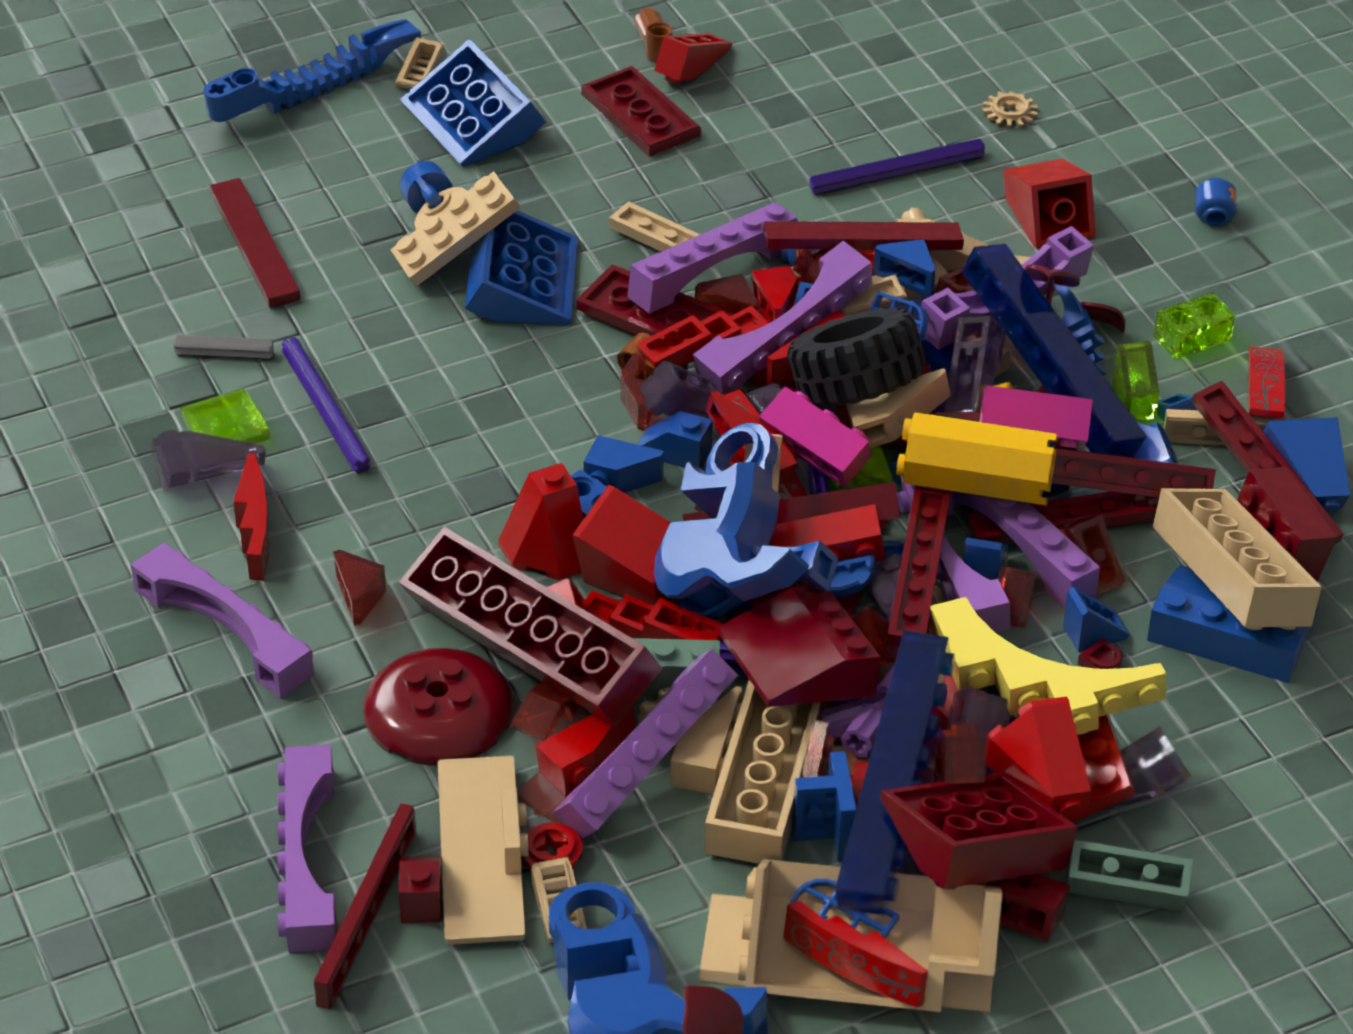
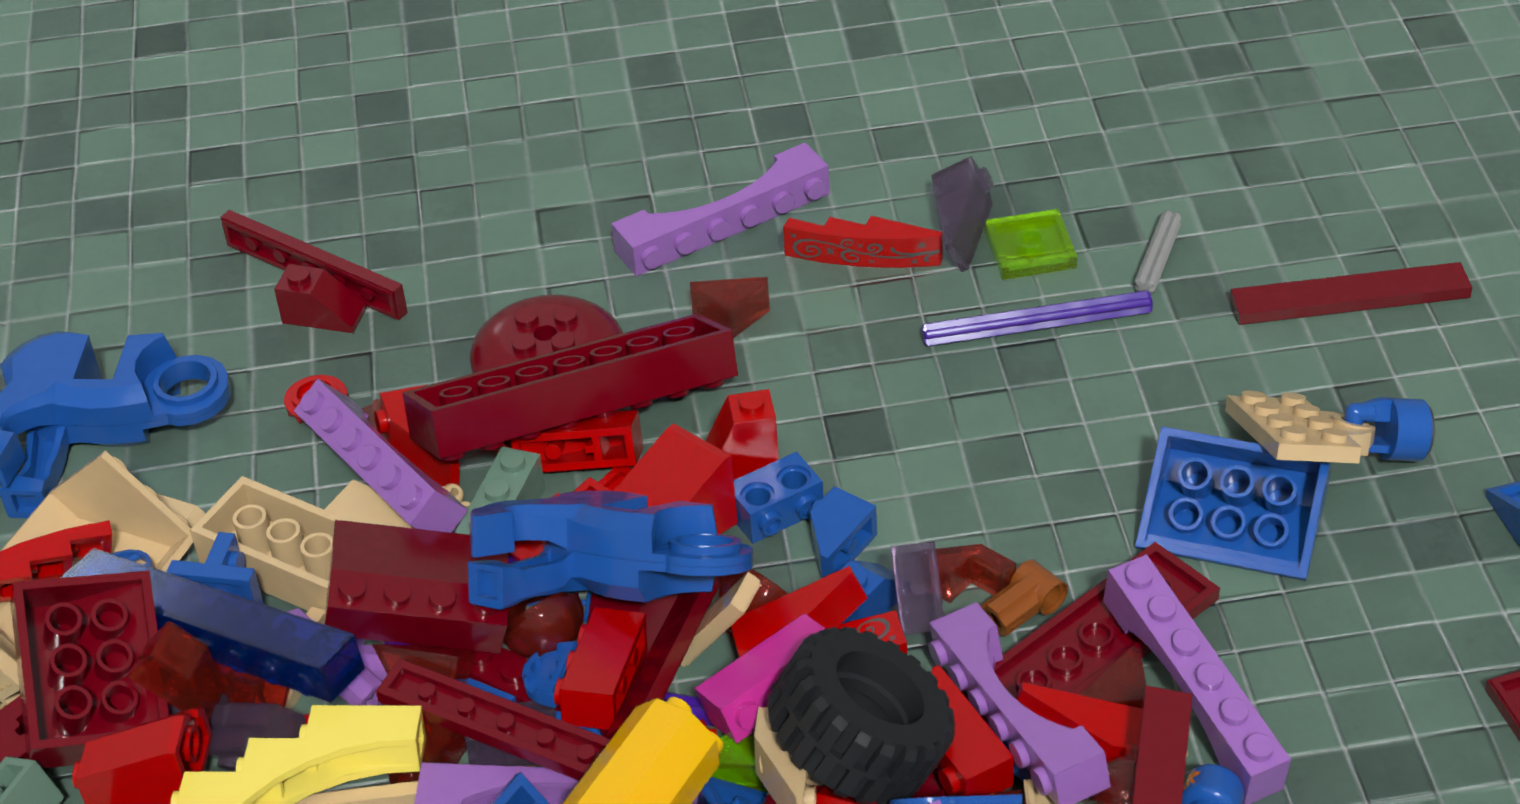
camera: 110 degrees right, 0 degrees up
(309, 911) = (477, 241): medium lavender arch -> none
(481, 850) = (343, 350): tan bracket -> none
(553, 877) = (260, 393): tan slope -> none
(649, 227) = (1289, 652): tan plate -> none
(688, 336) = (1020, 623): red slope -> none
(818, 748) = (293, 591): clear red plate -> none

